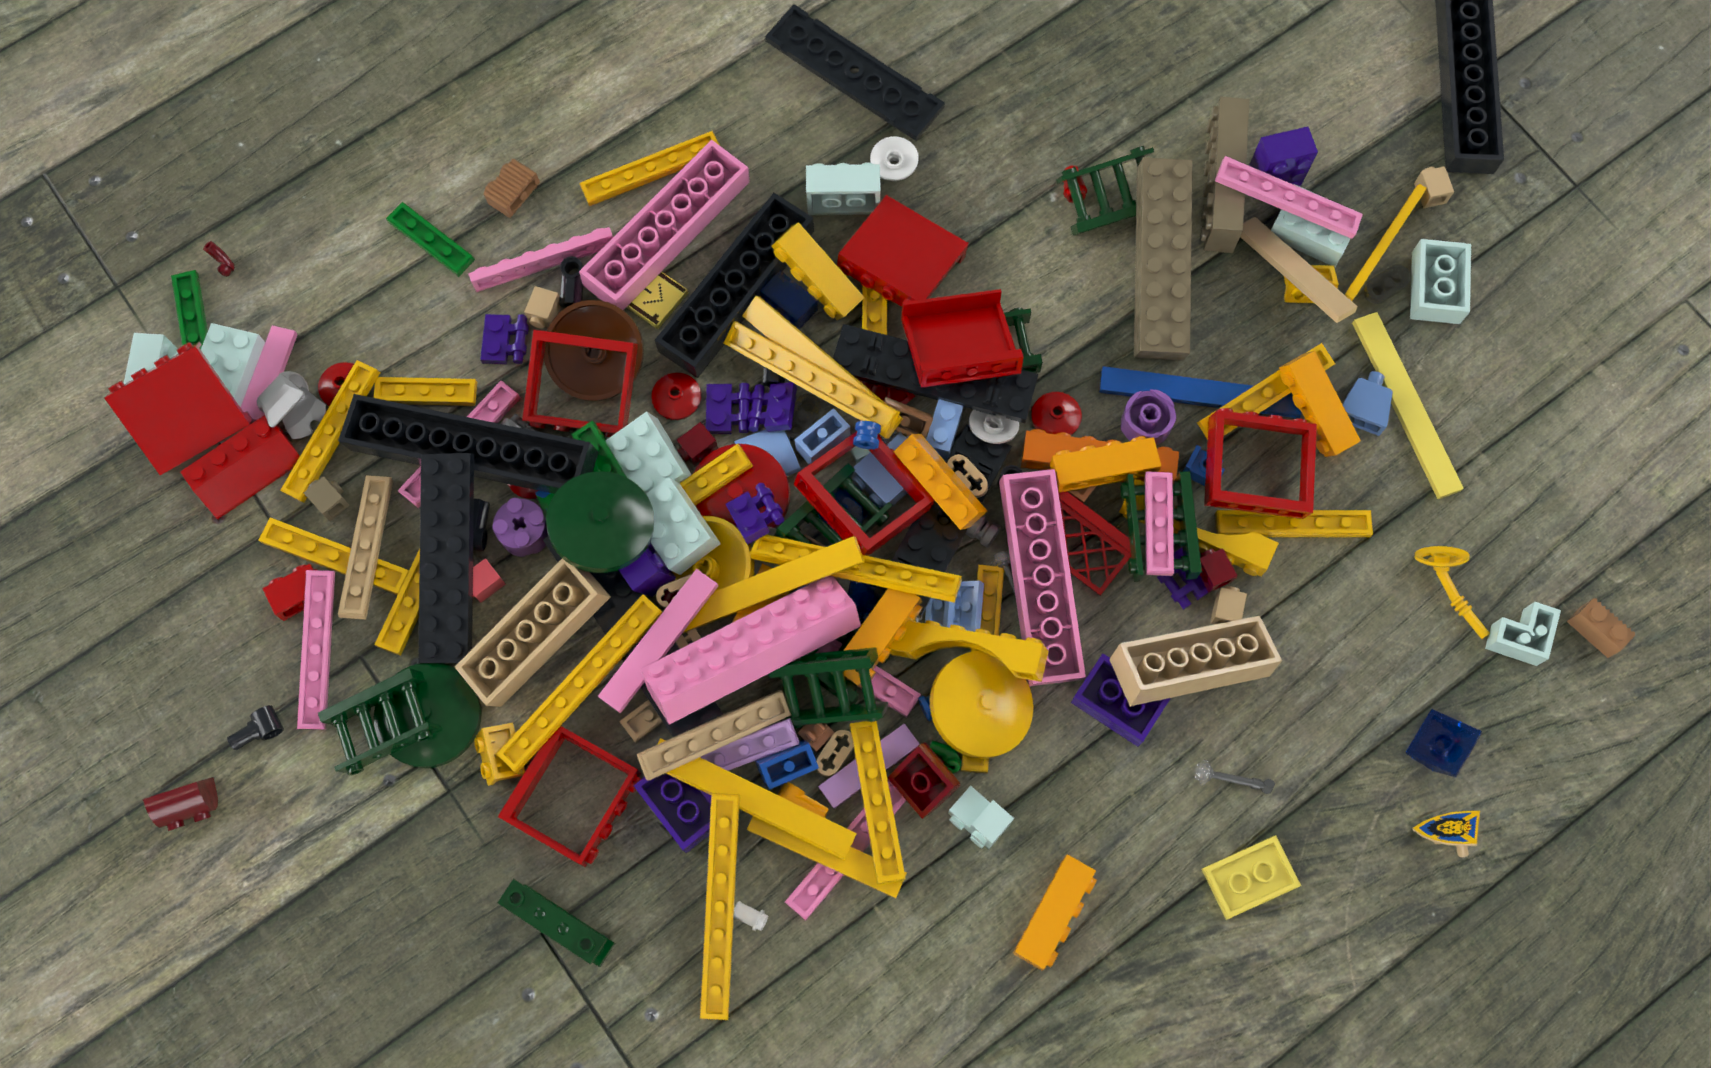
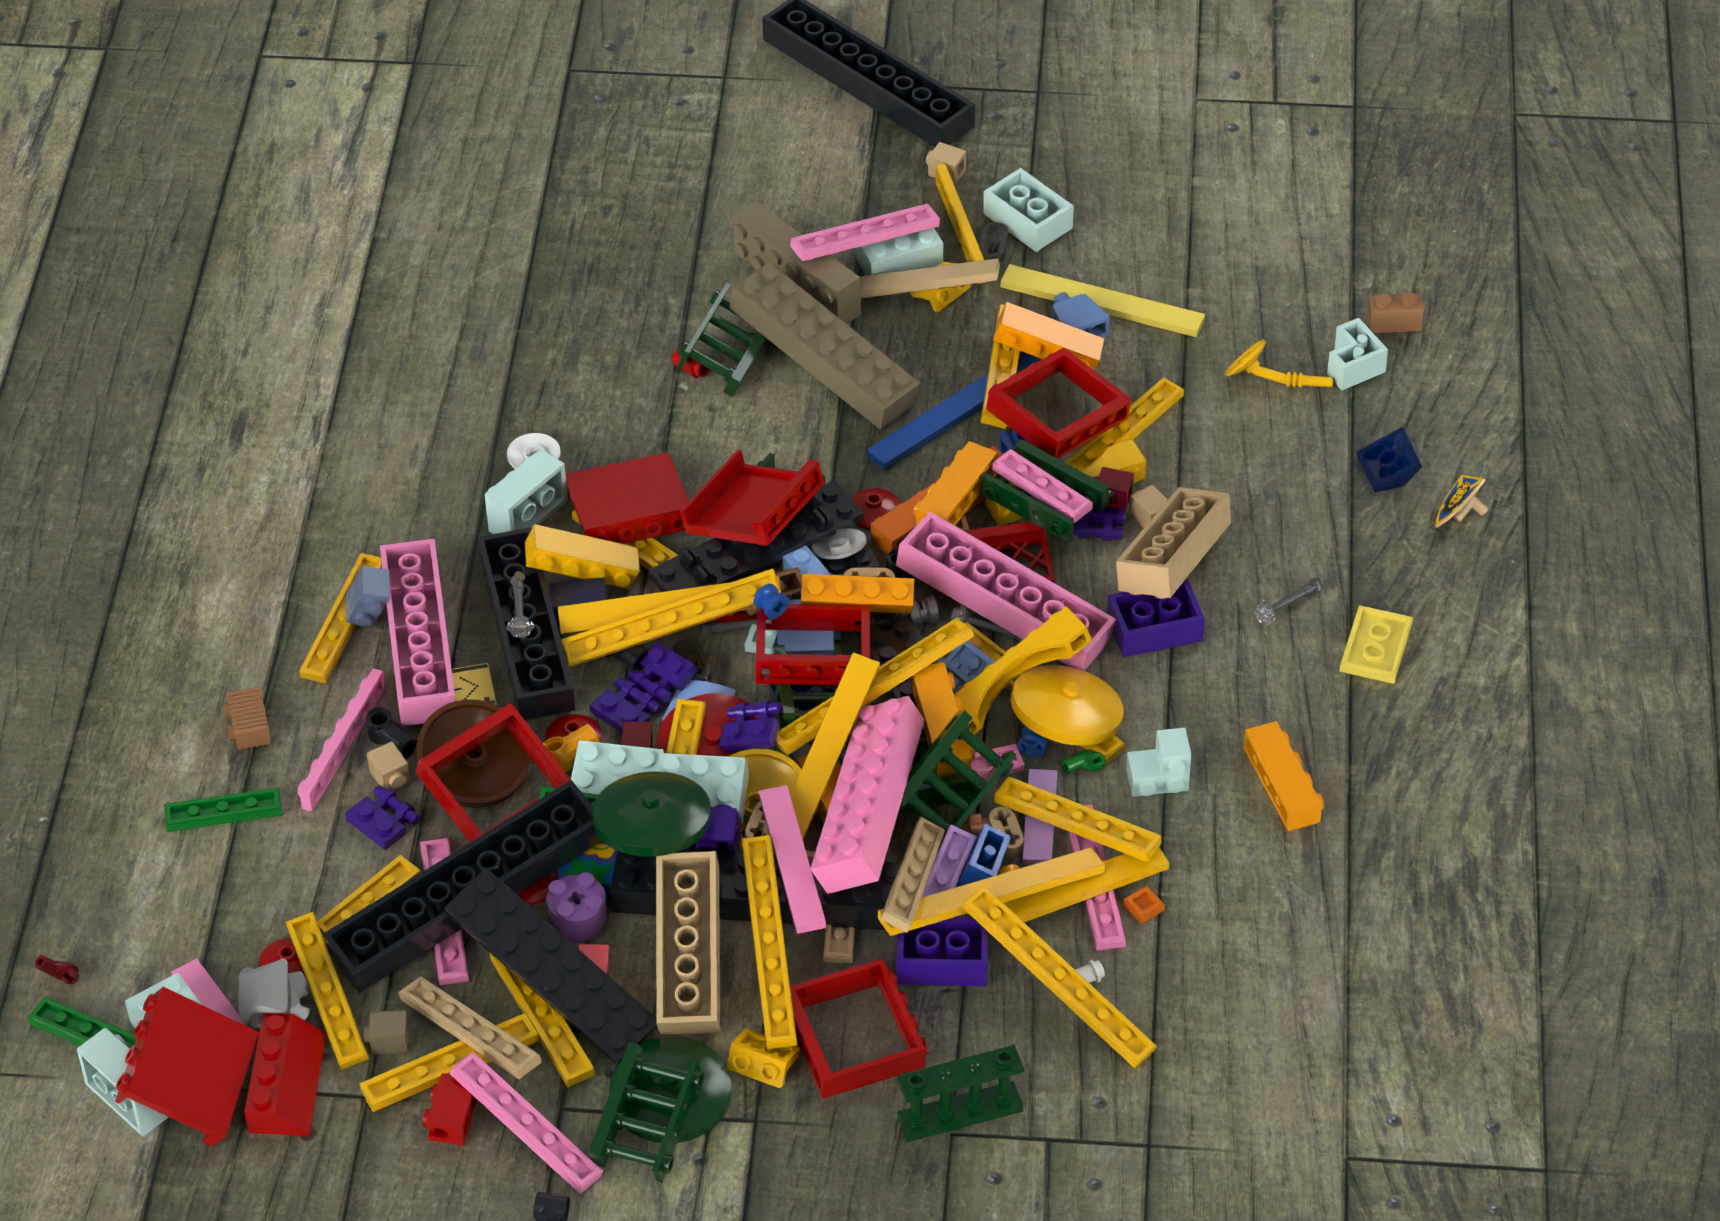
camera: 50 degrees left, 25 degrees down
(660, 407) = (565, 748): none -> light orange piece
(662, 171) = (367, 596): none -> sand blue brick
(712, 288) = (520, 625): none -> piece
(822, 436) = (729, 654): light blue brick -> none
(852, 904) = (1143, 904): none -> orange tile
(873, 86) = (401, 428): black piece -> none
(924, 780) = (1092, 777): dark red brick -> none
(1153, 405) = (939, 444): medium lavender brick -> none
(1286, 155) = (829, 207): dark purple brick -> none

